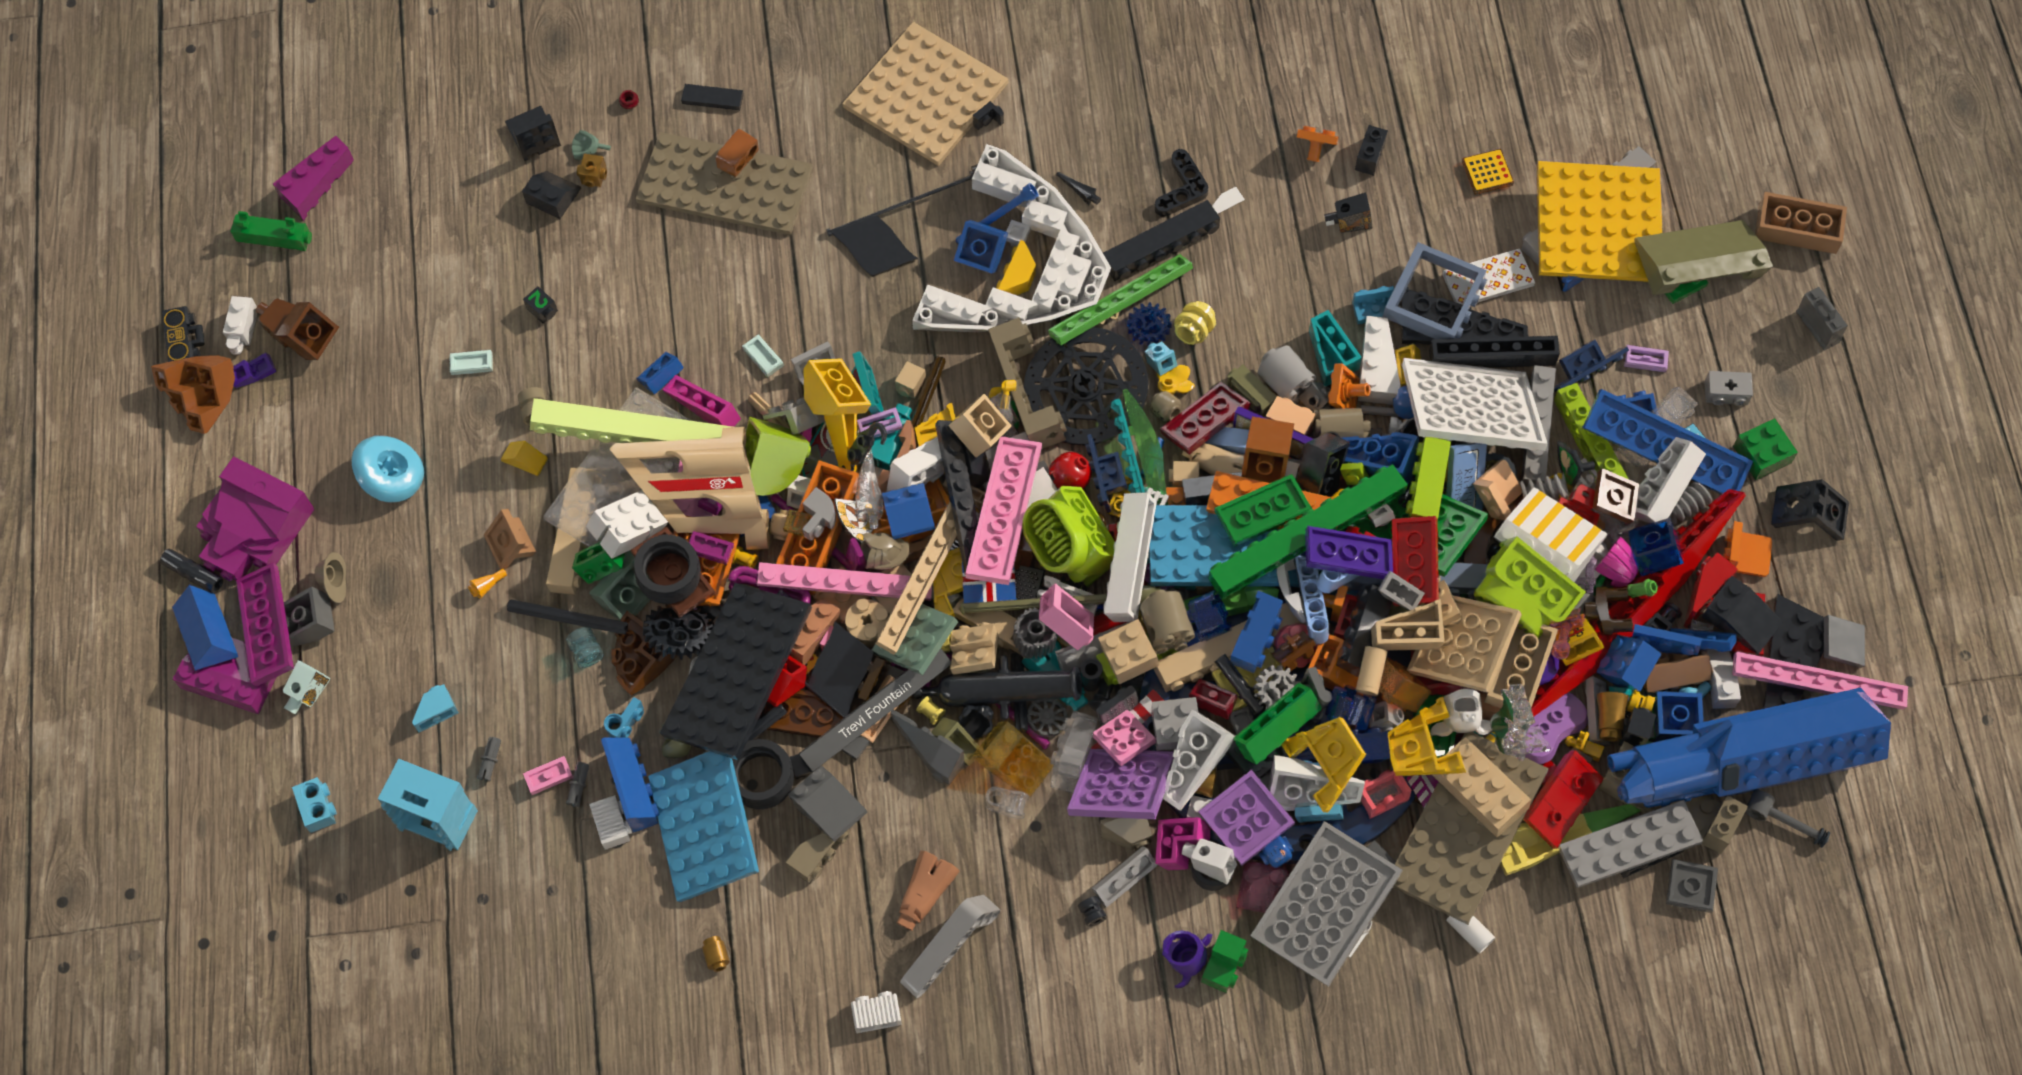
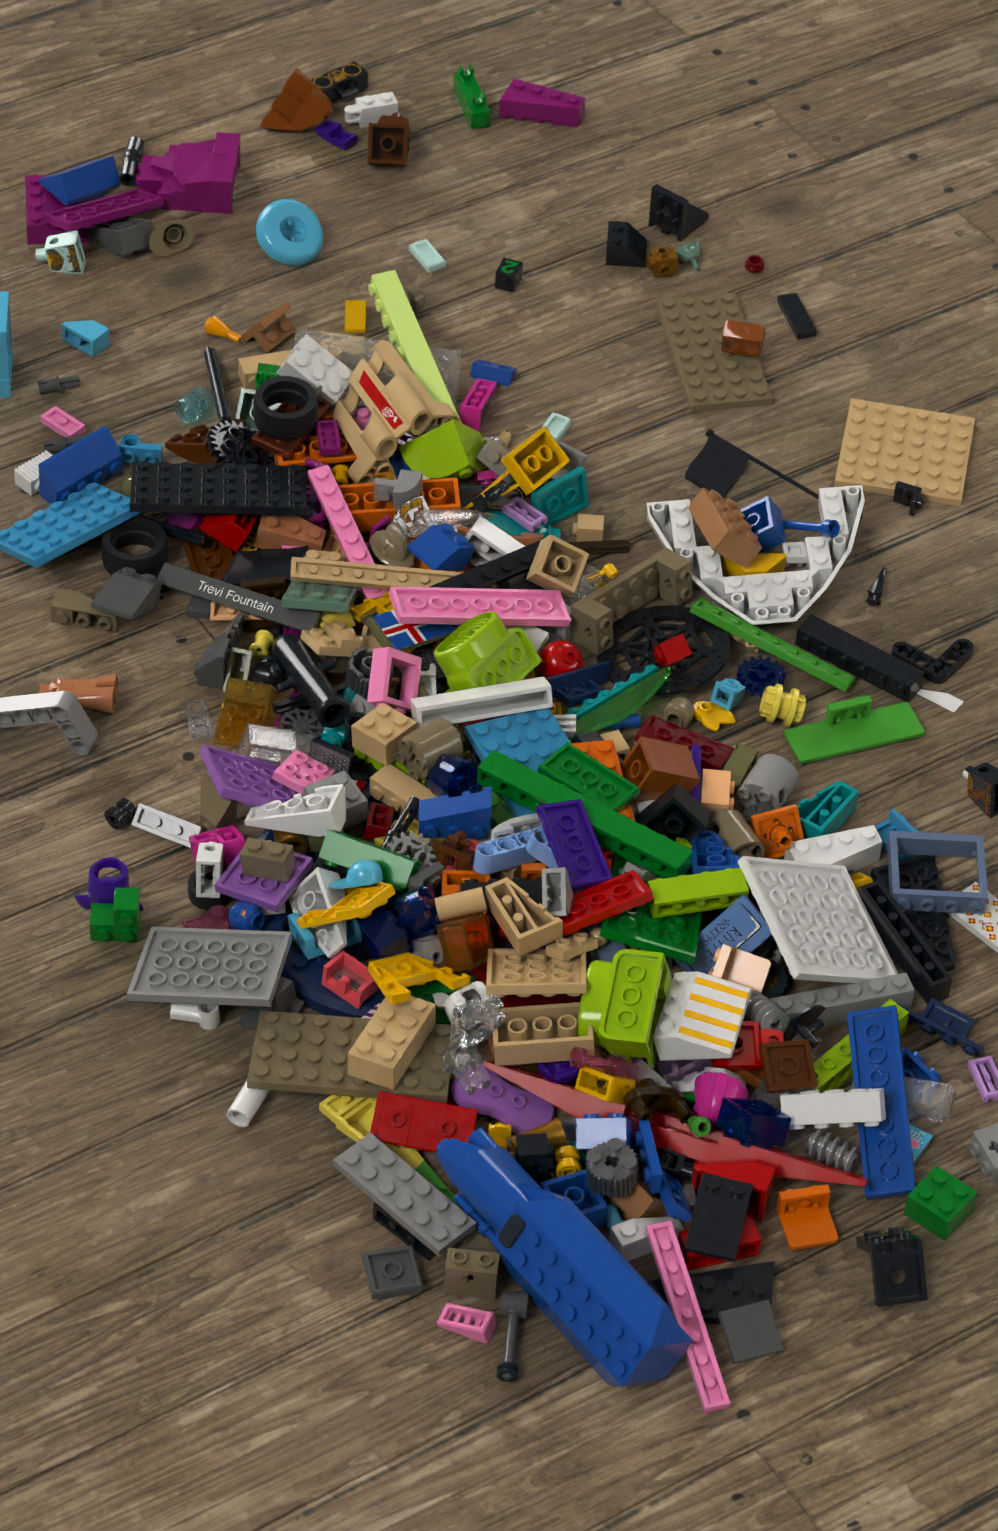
camera: 60 degrees right, 20 degrees down
(983, 272) = (724, 527): none -> medium nougat brick
(1109, 379) = (671, 650): none -> red brick
(1240, 283) = (853, 728): none -> bright green bracket
(1247, 807) = (267, 859): none -> dark tan brick
(1305, 741) = (360, 874): none -> medium azure cap
(1688, 665) = (611, 1168): none -> flat silver brick
(1772, 835) = (481, 1331): none -> bright pink slope

